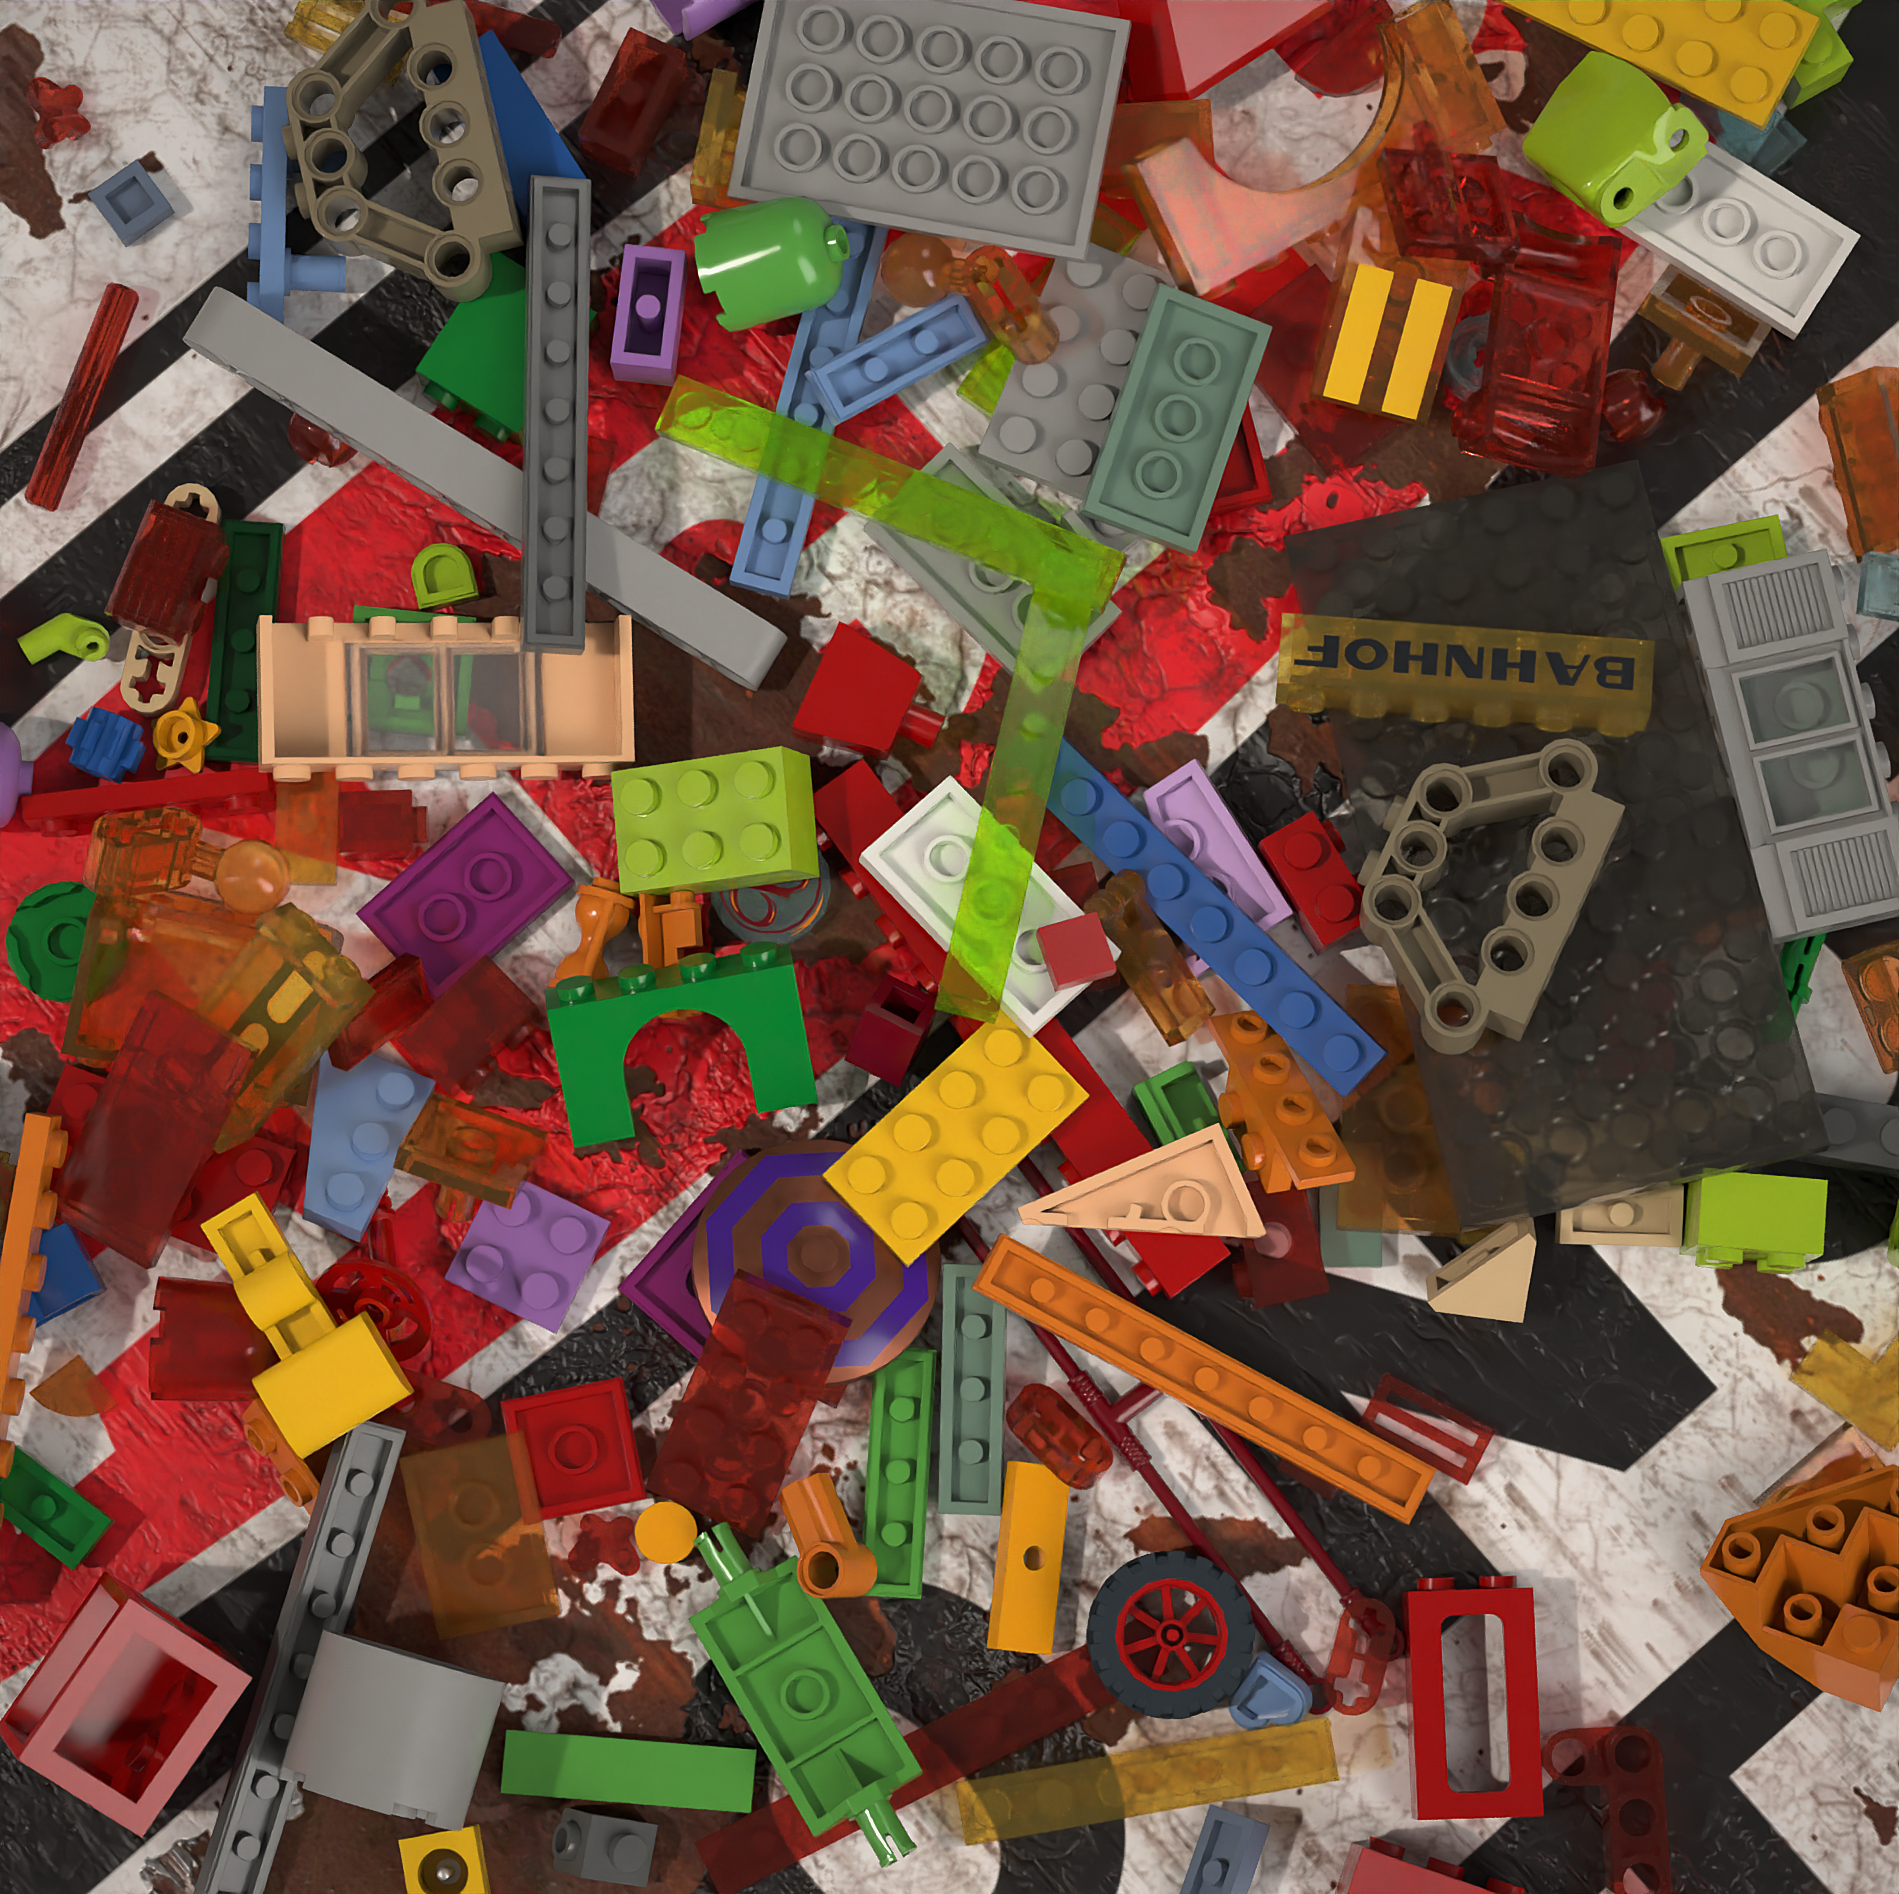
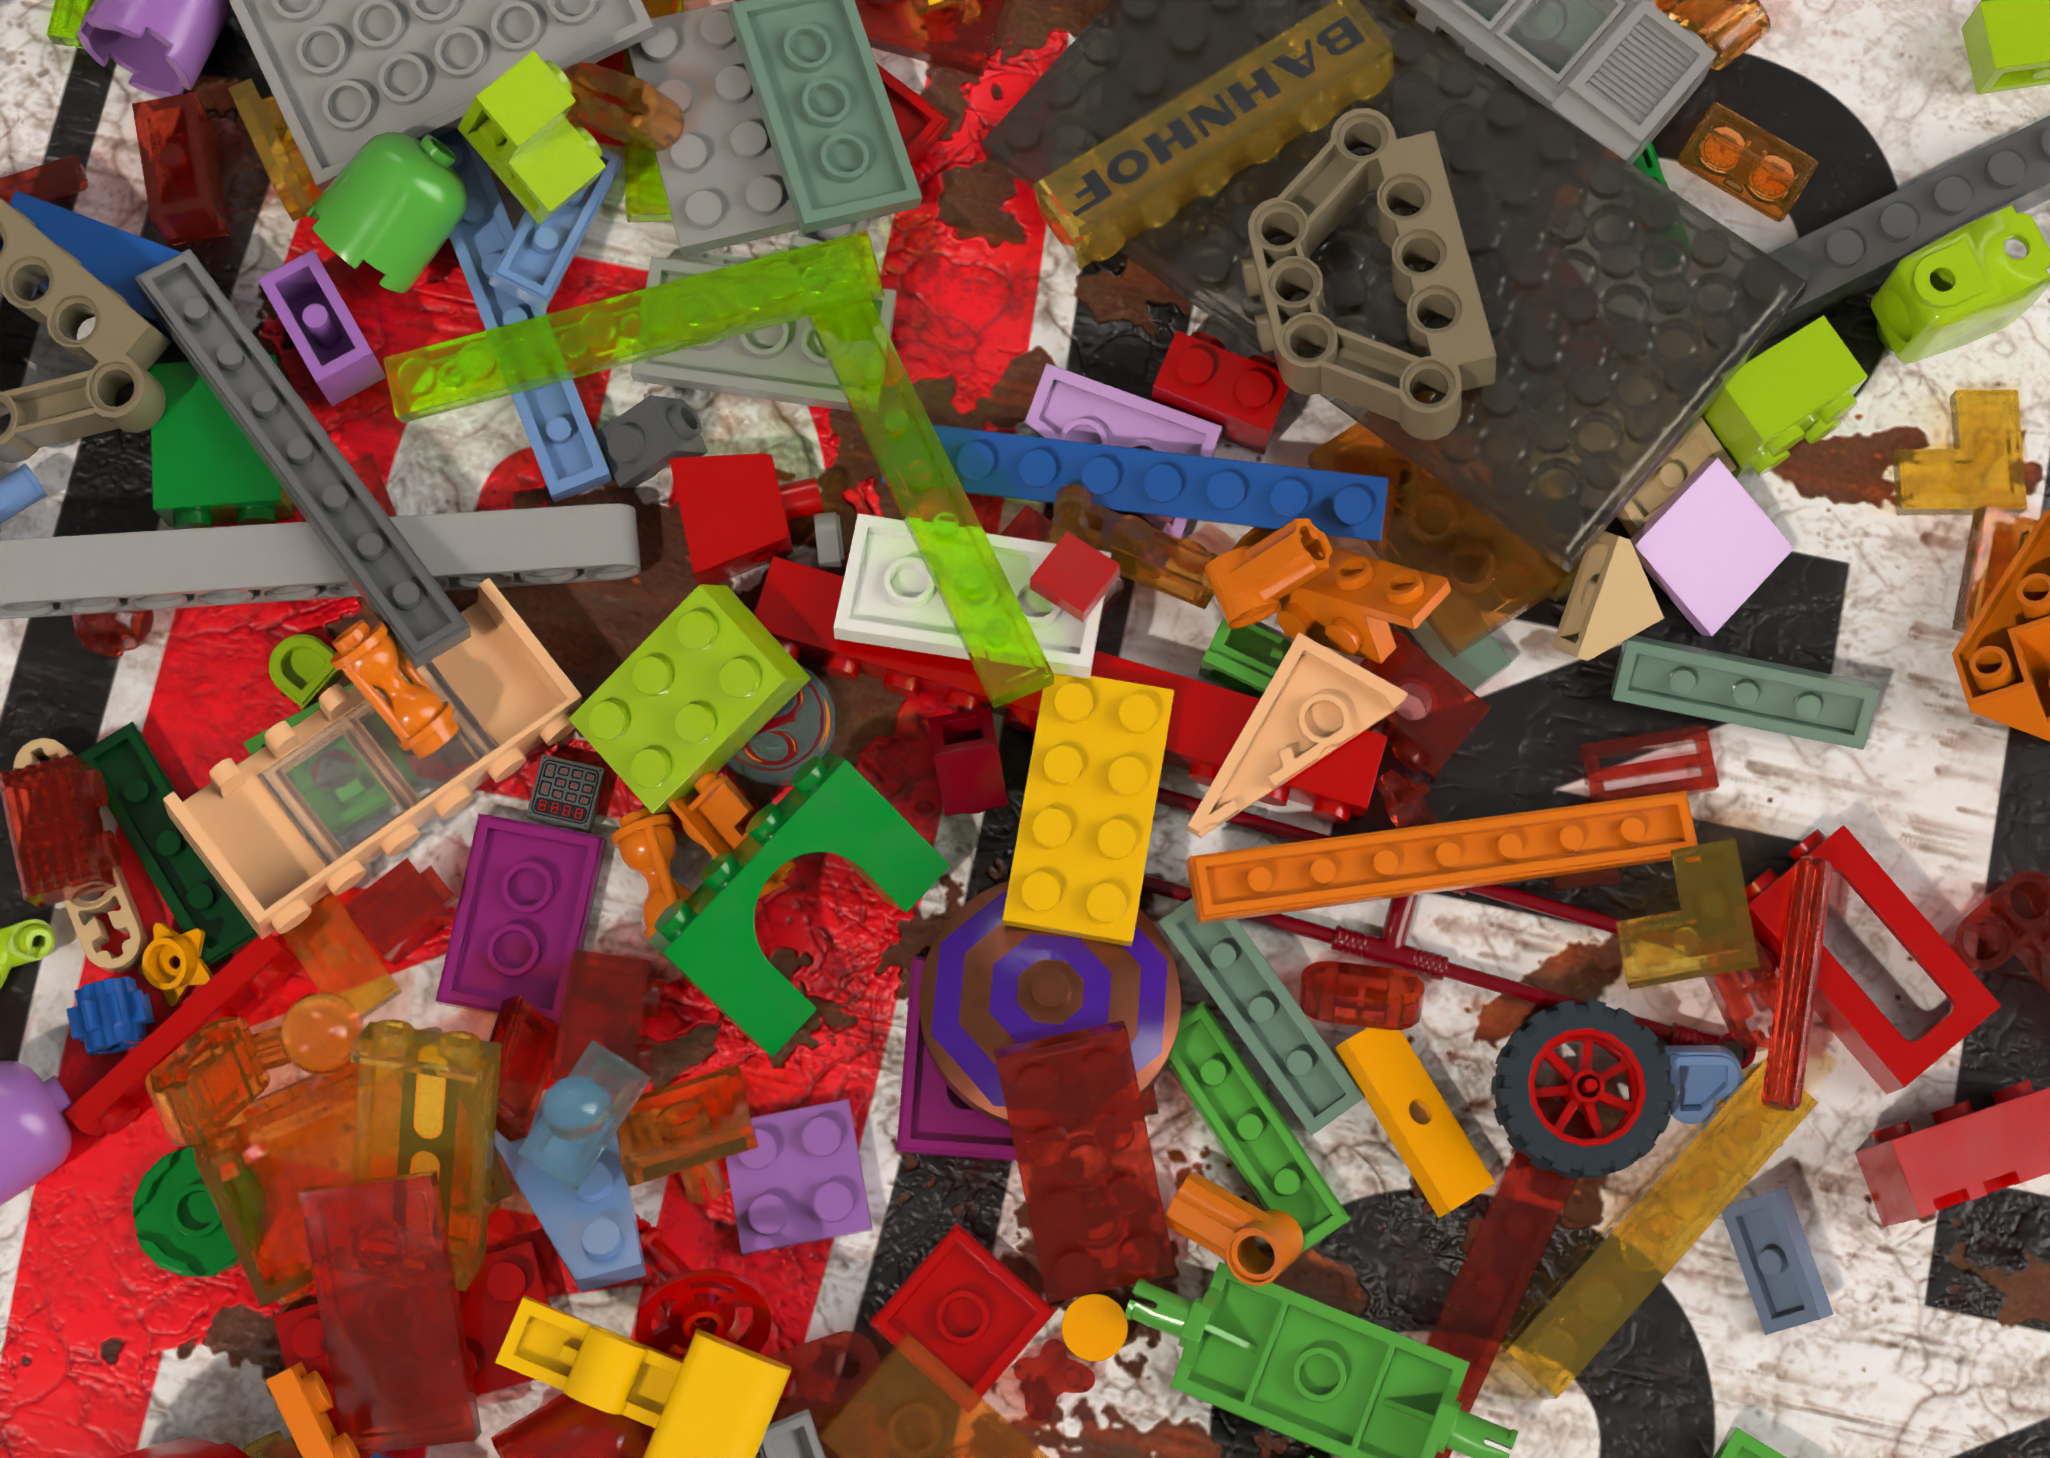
camera: 35 degrees left, 5 degrees down
(400, 1087) = (583, 1114): none -> clear light blue tile
(495, 680) = (410, 708): none -> orange piece
(571, 825) = (566, 793): none -> tile
(842, 590) = (649, 436): none -> dark grey bracket
(916, 288) = (529, 141): none -> lime brick
(916, 779) = (830, 543): none -> light grey tile
(1210, 1314) = (1405, 800): none -> clear red piece
(1222, 1055) = (1257, 576): none -> orange piece
(1361, 1589) = (1708, 933): none -> clear yellow tile
(1392, 1678) = (1797, 984): none -> clear red axle
(1545, 1427) = (1745, 691): none -> sand green plate
(1608, 1293) = (1710, 546): none -> lavender tile

